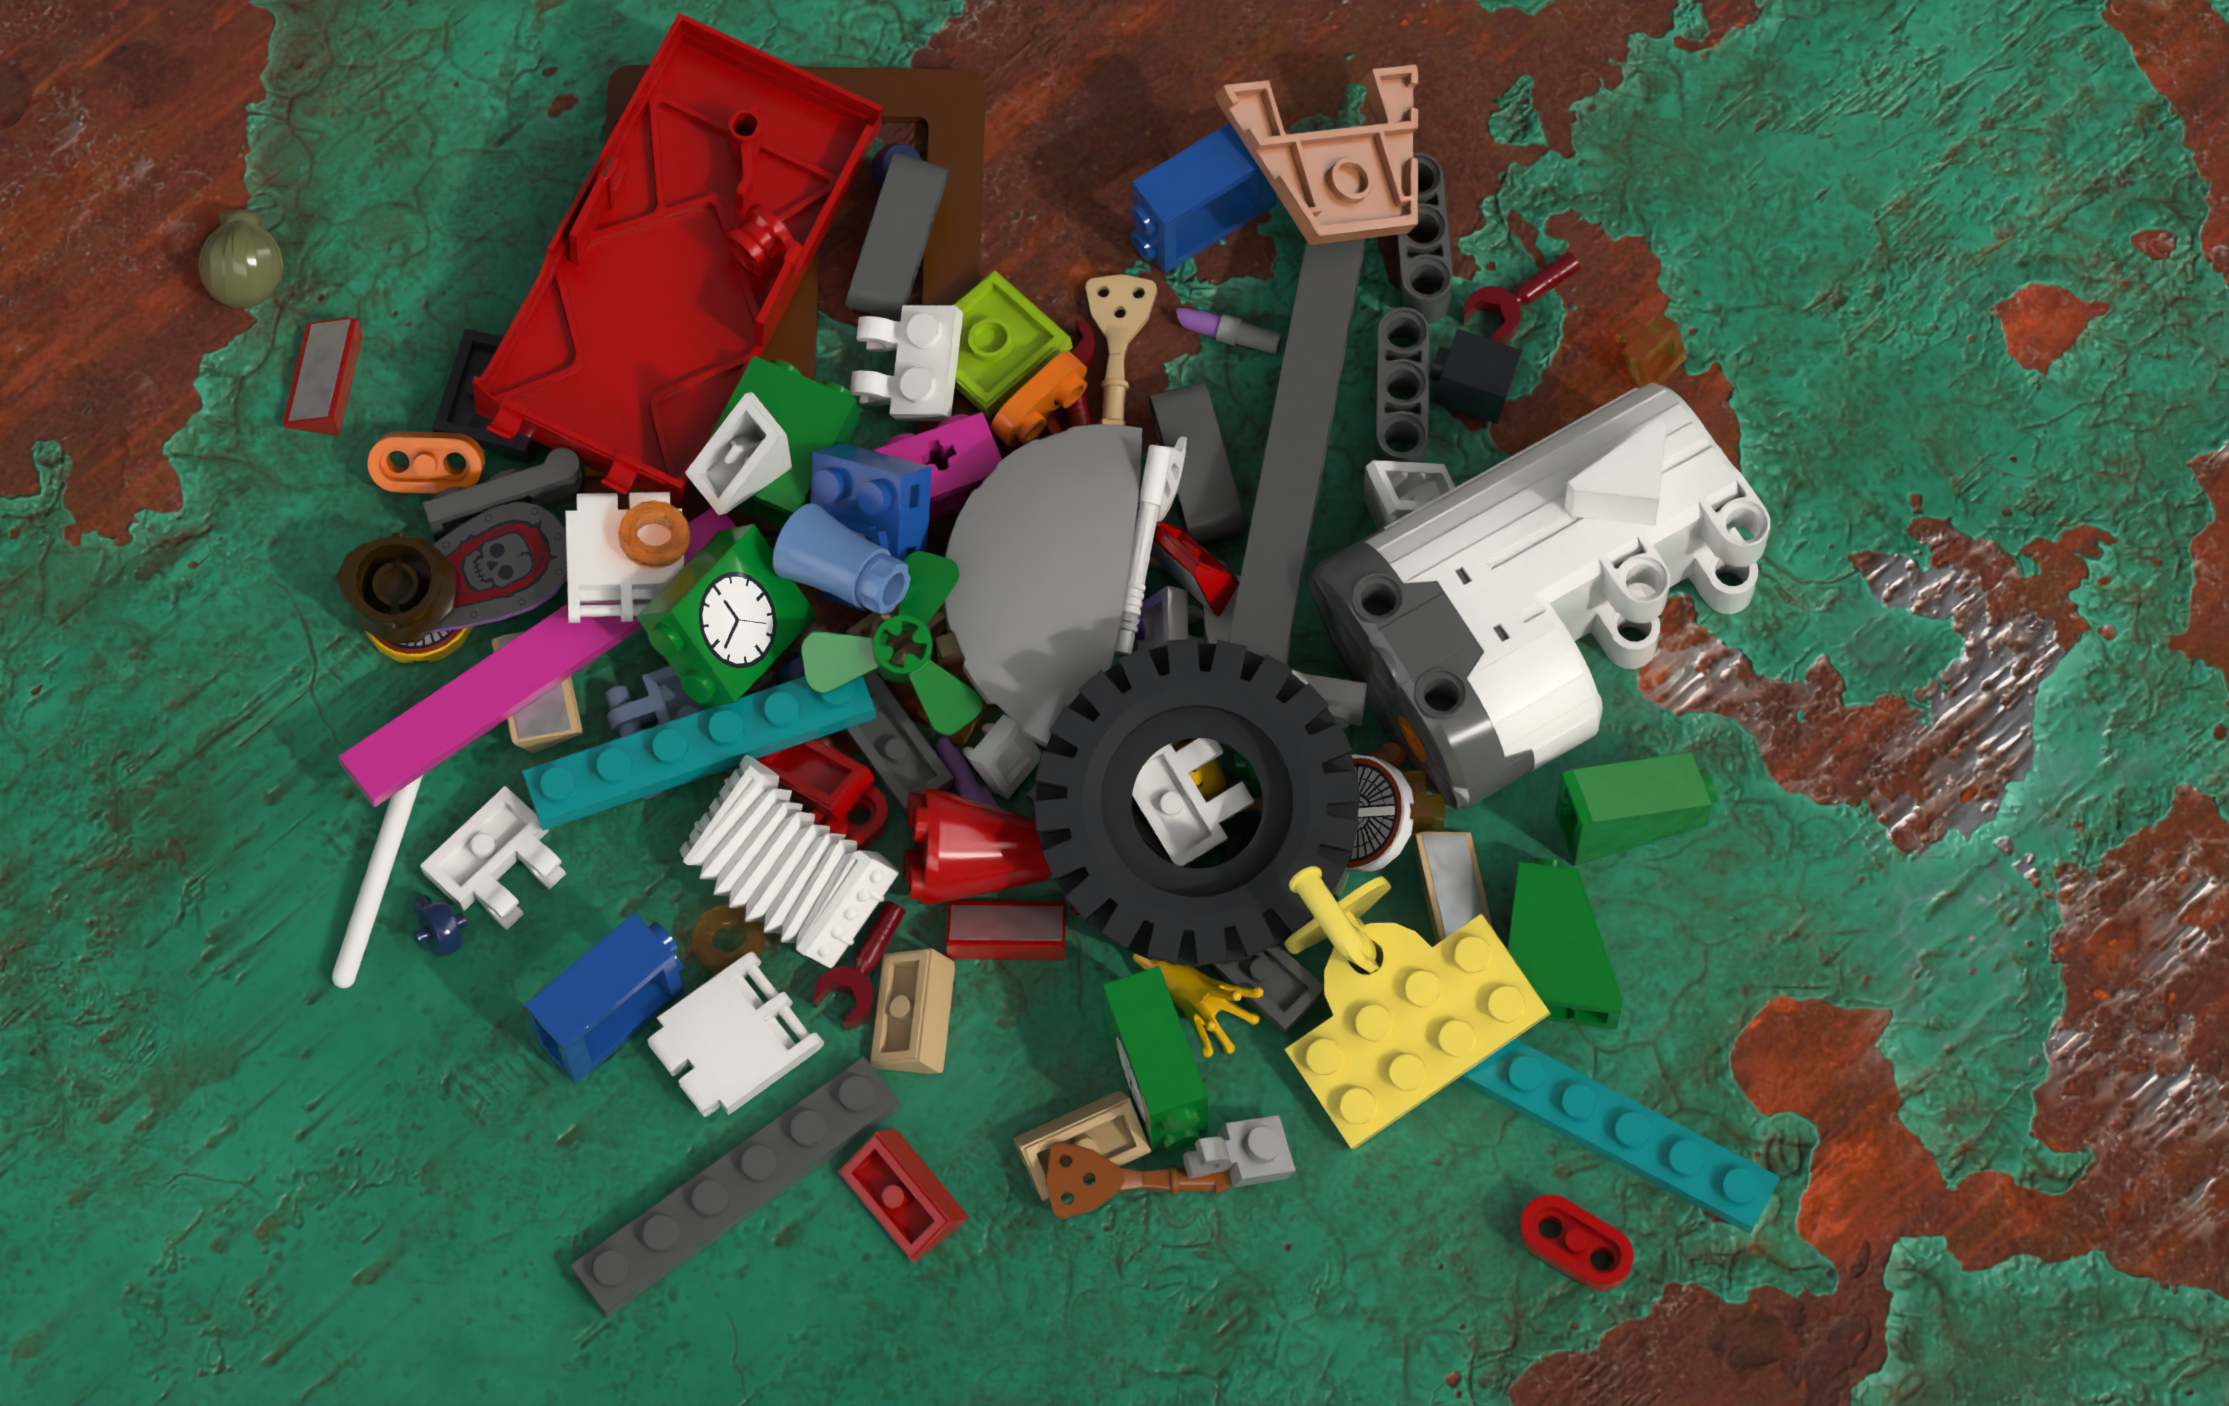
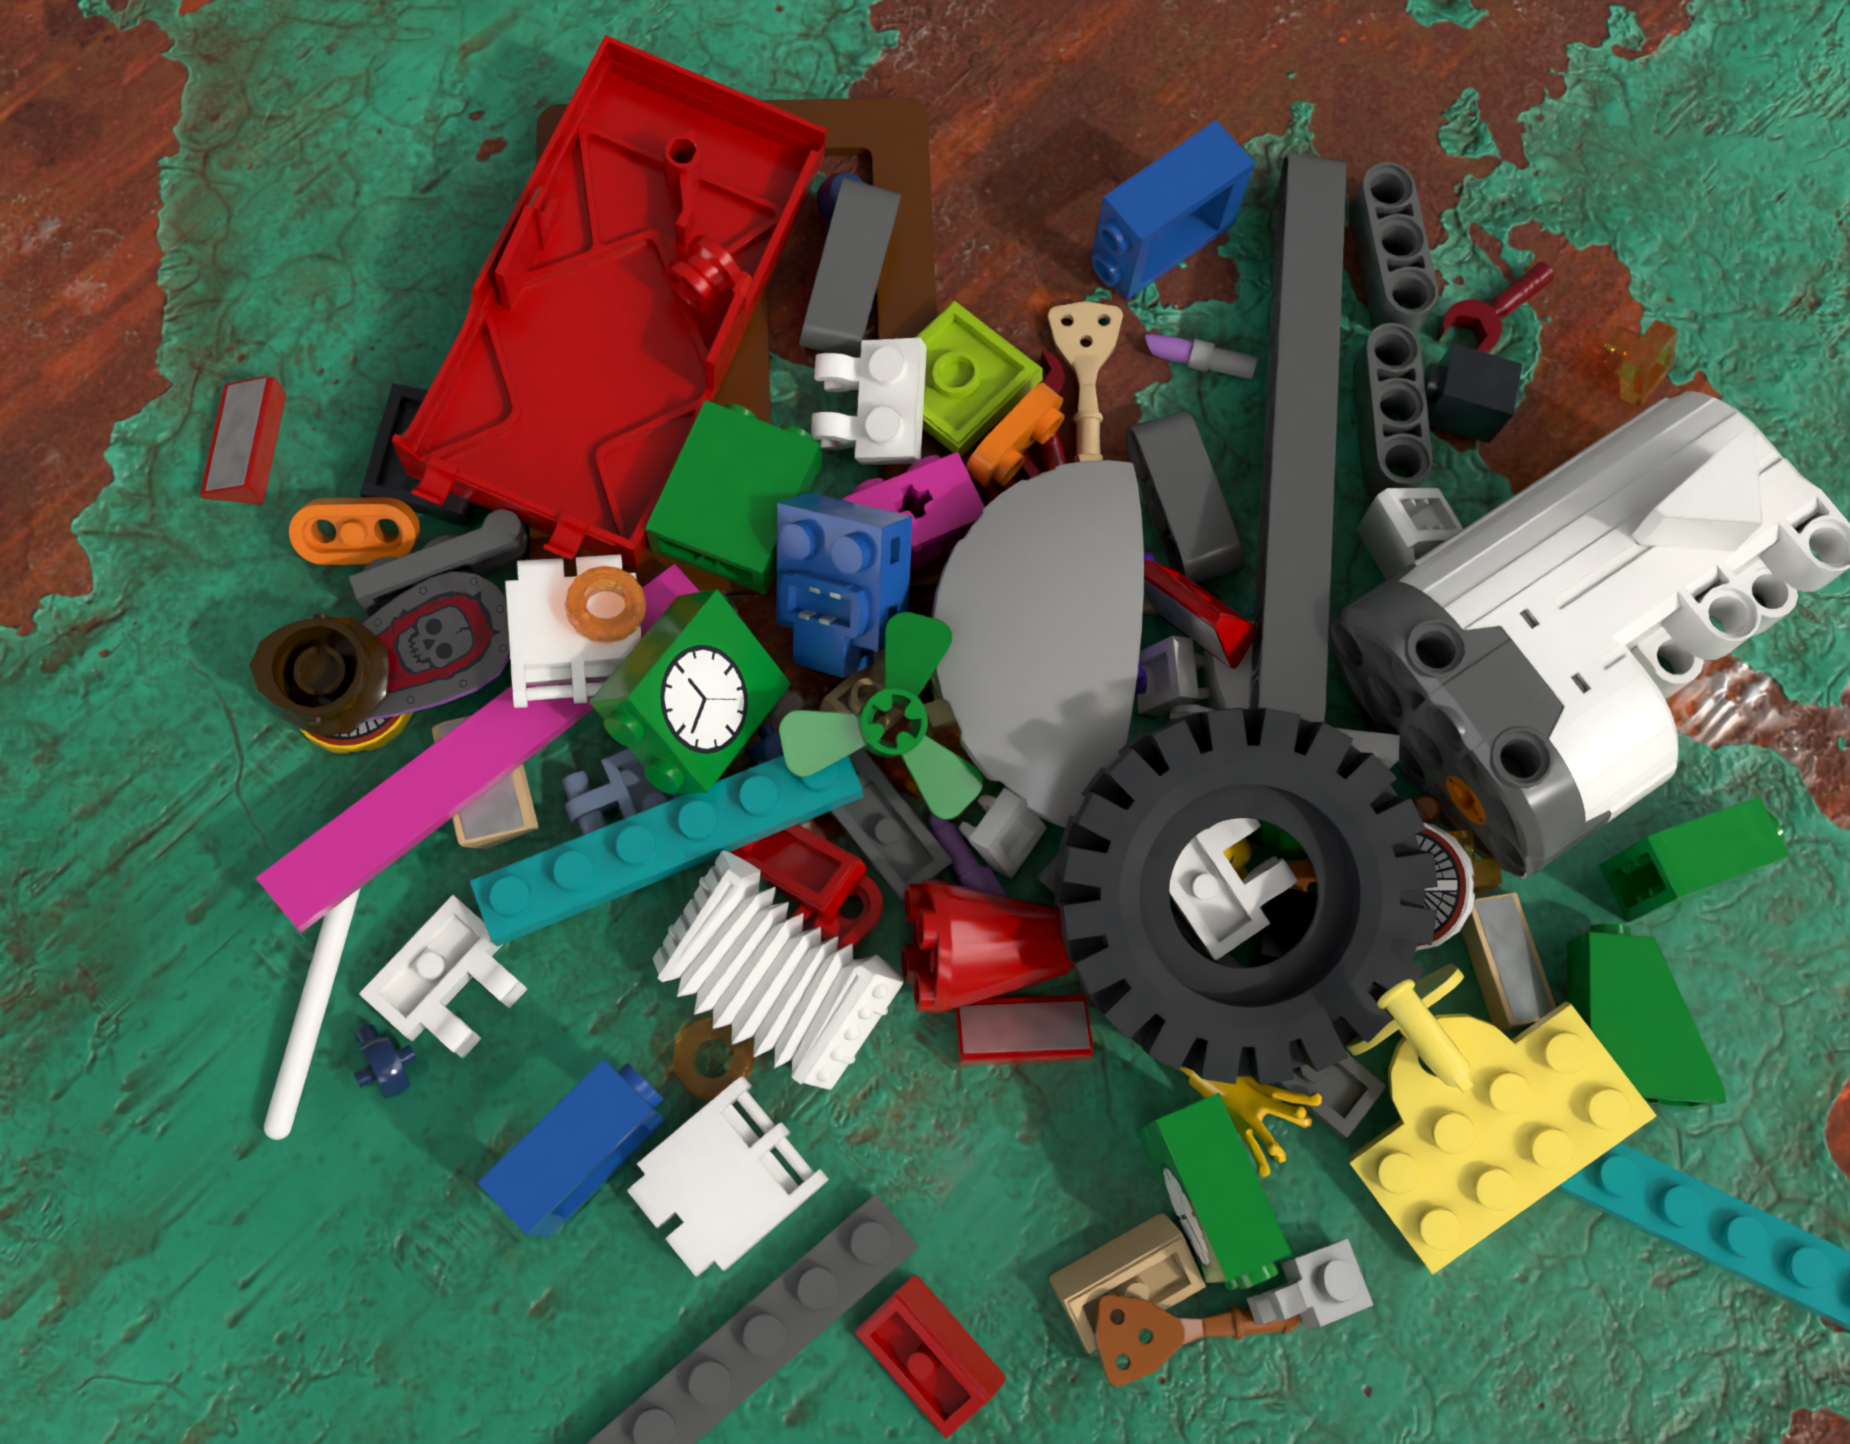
camera: 10 degrees left, 5 degrees up
(240, 260) = (150, 320): olive piece -> none
(741, 456) = (698, 512): white slope -> none
(839, 561) = (816, 628): medium blue plant -> none
(865, 960) = (867, 1076): dark red piece -> none
(913, 1012) = (924, 1134): tan slope -> none
(1156, 496) = (1156, 537): white piece -> none
(1341, 179) = (1314, 188): nougat wing -> none
(1579, 1240) = (1694, 1374): red plate -> none

